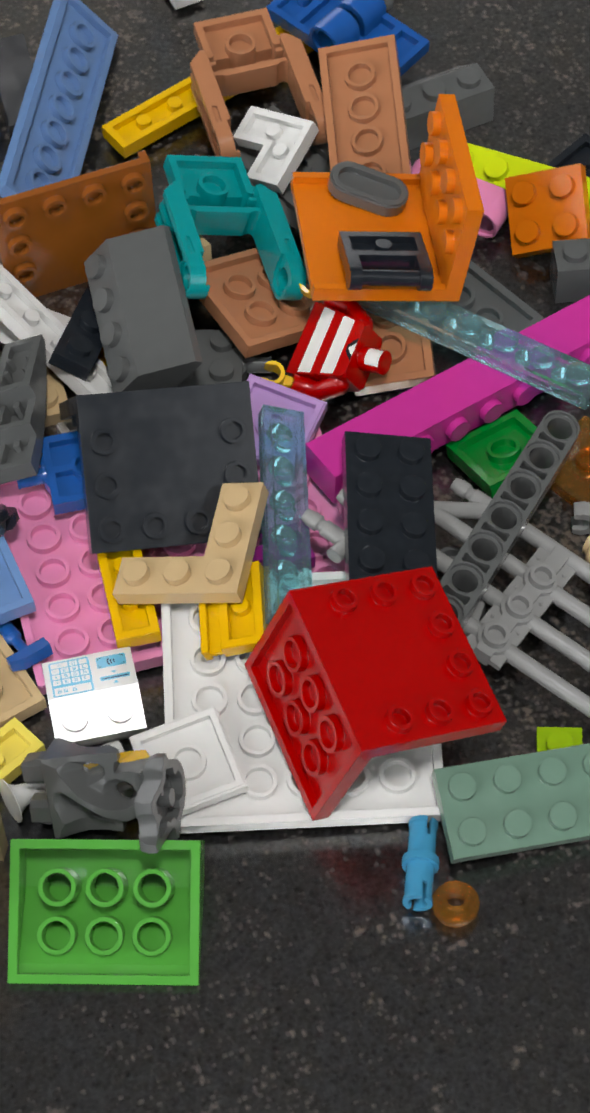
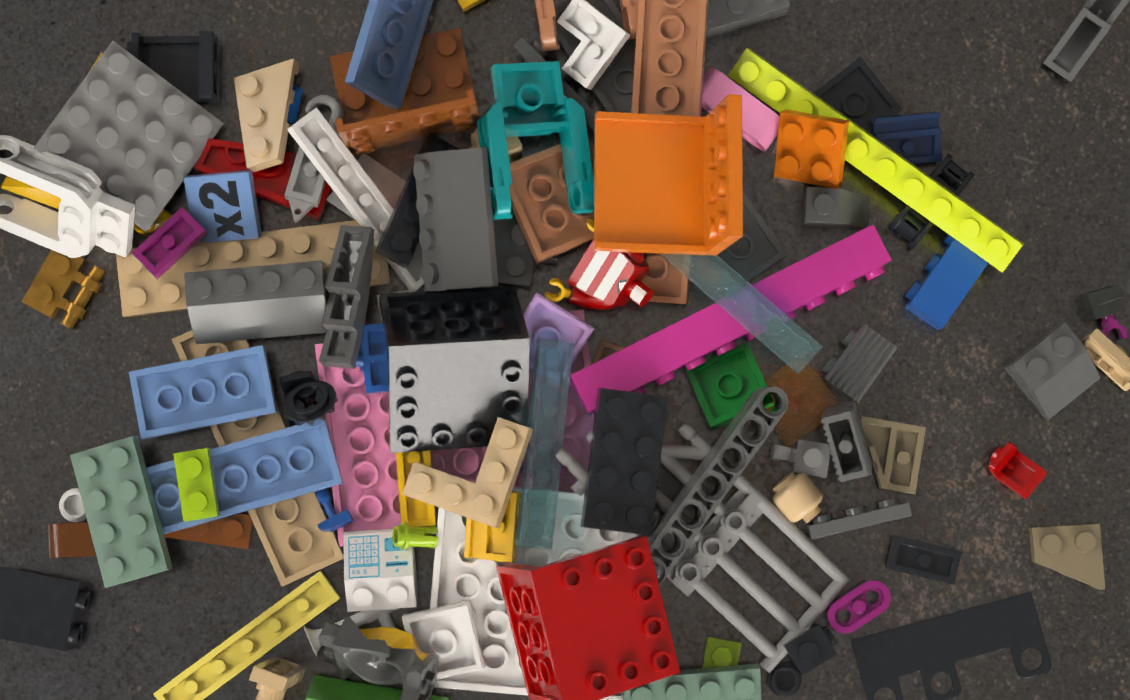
camera: 10 degrees right, 30 degrees up
(134, 643) = (414, 536): none -> lime pin
(368, 189) = (658, 136): dark grey tile -> none
(372, 255) = (659, 214): black plate -> none

